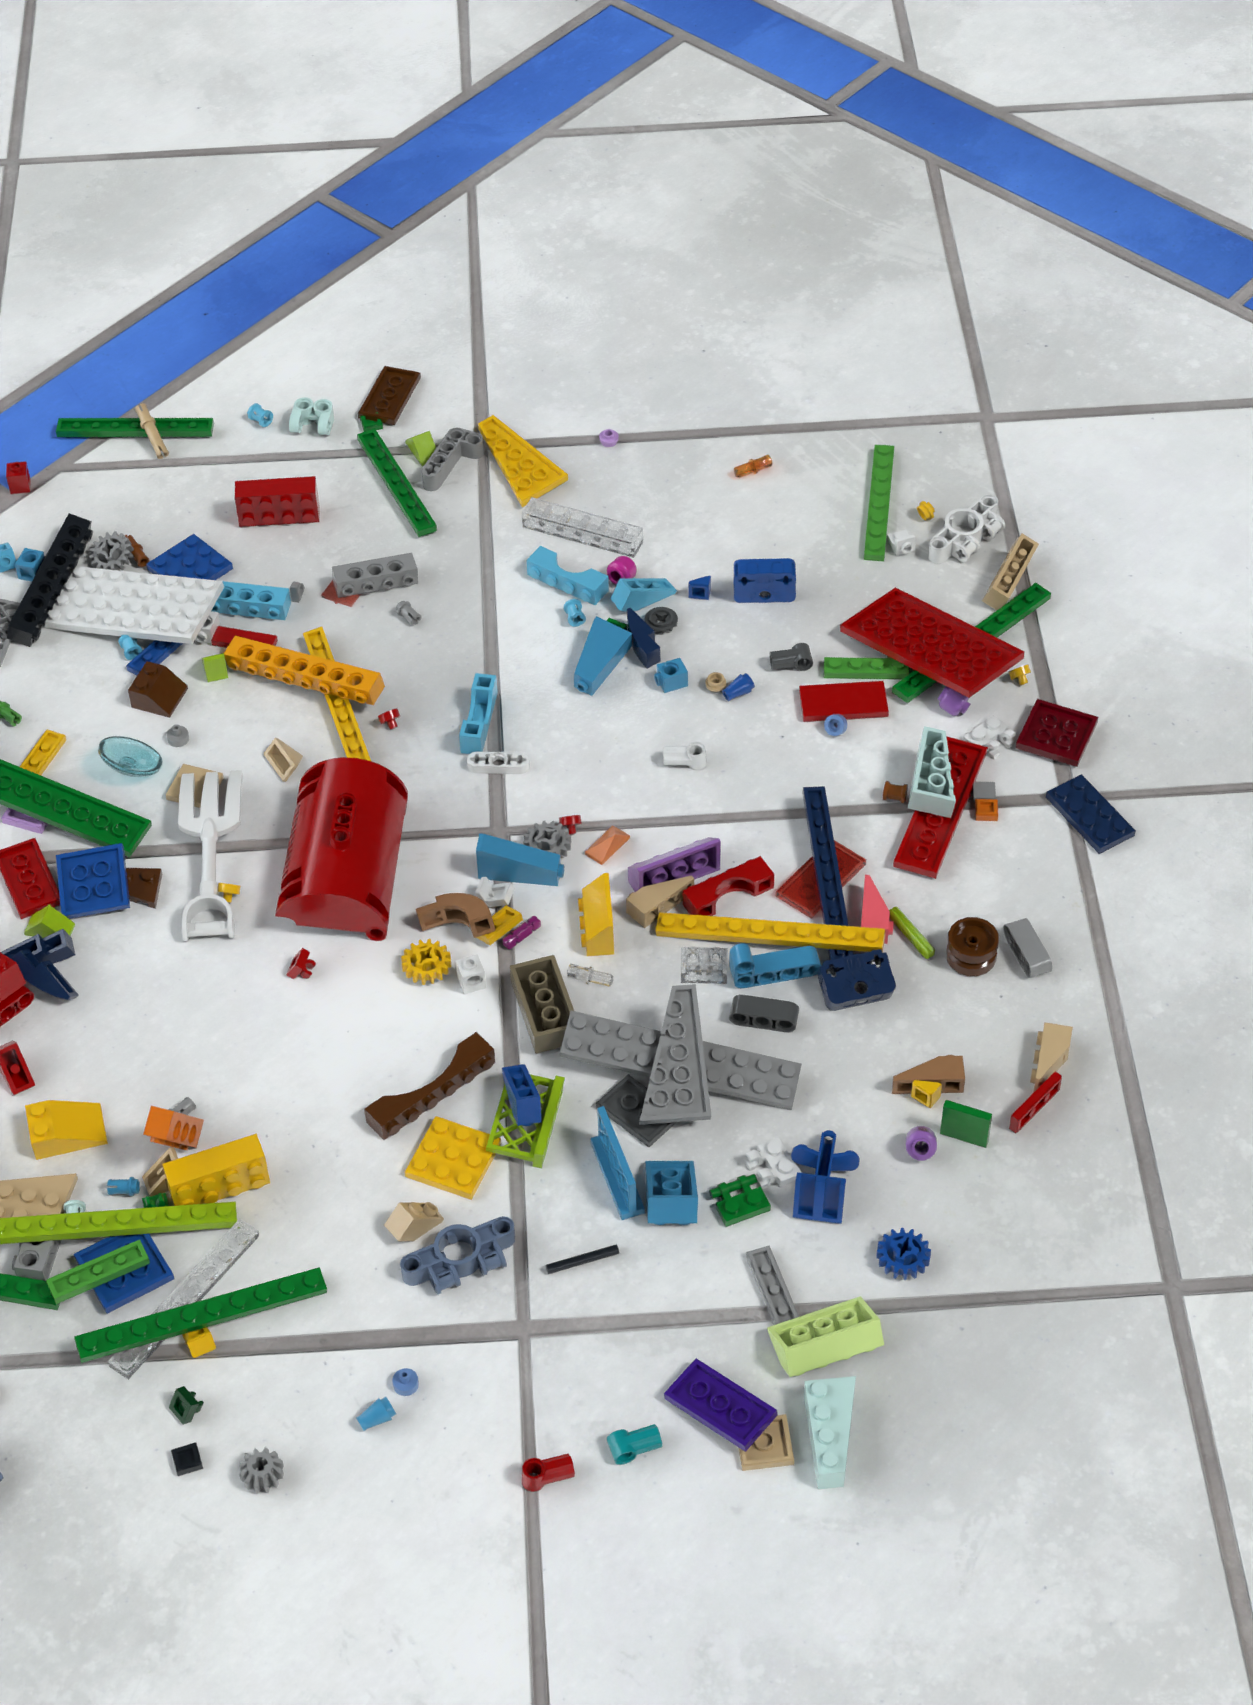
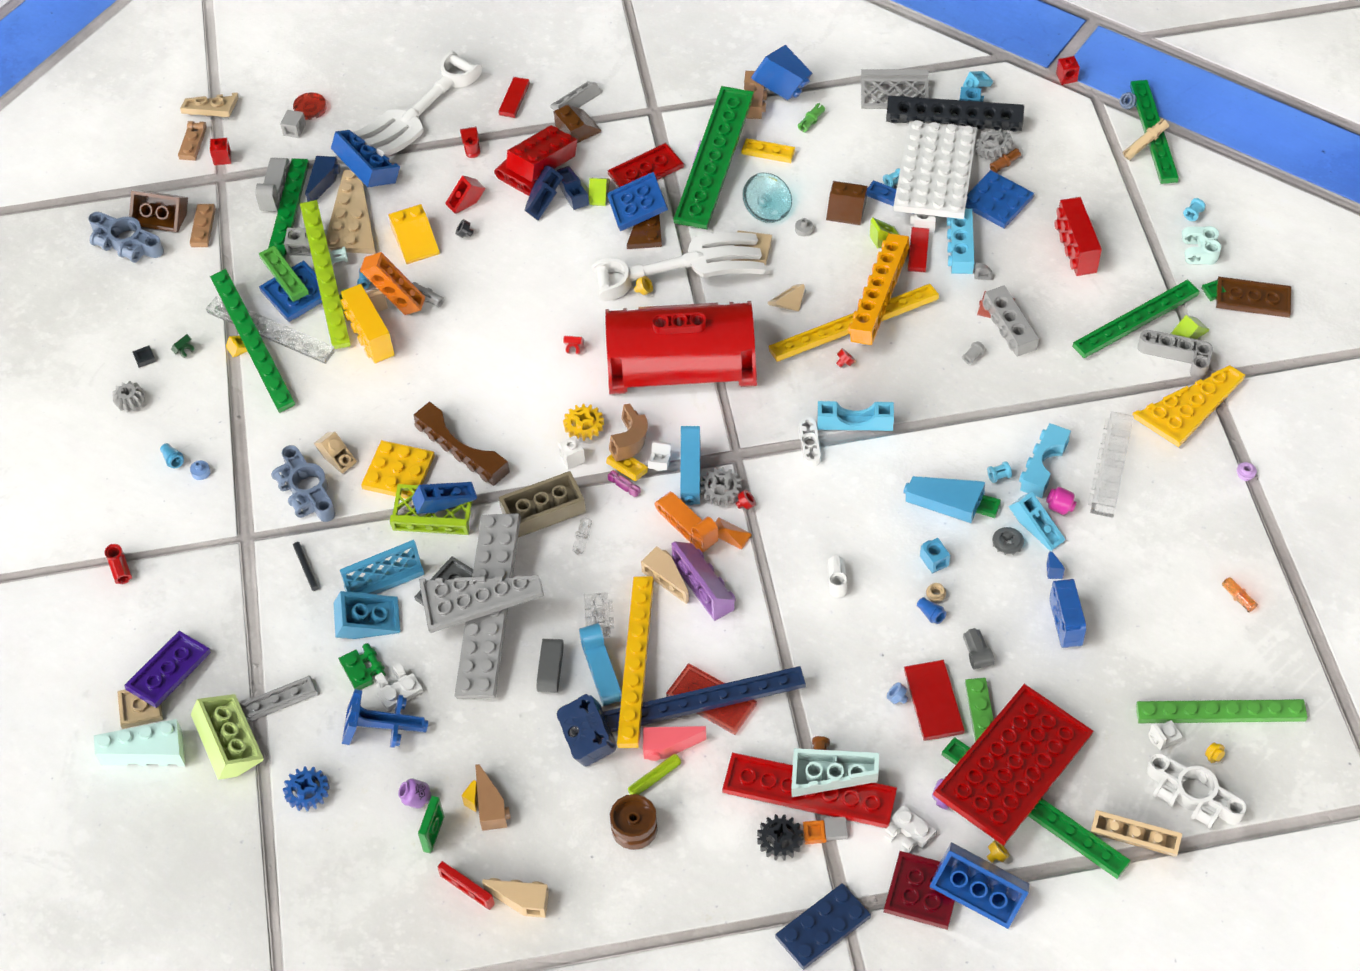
camera: 85 degrees right, 5 degrees up
(72, 1070) = (464, 228): none -> black tile
(84, 433) = (1124, 99): none -> sand blue plate
(597, 917) = (638, 533): yellow slope -> none
(614, 860) = (697, 531): none -> orange beam
(628, 1445) = (138, 614): teal piece -> none
(643, 639) = (976, 526): dark blue slope -> none
(750, 877) = (670, 607): red arch -> none
(994, 833) = (788, 842): none -> black gear
(1027, 948) = (643, 872): light grey beam -> none
(1059, 685) = (979, 885): none -> blue slope

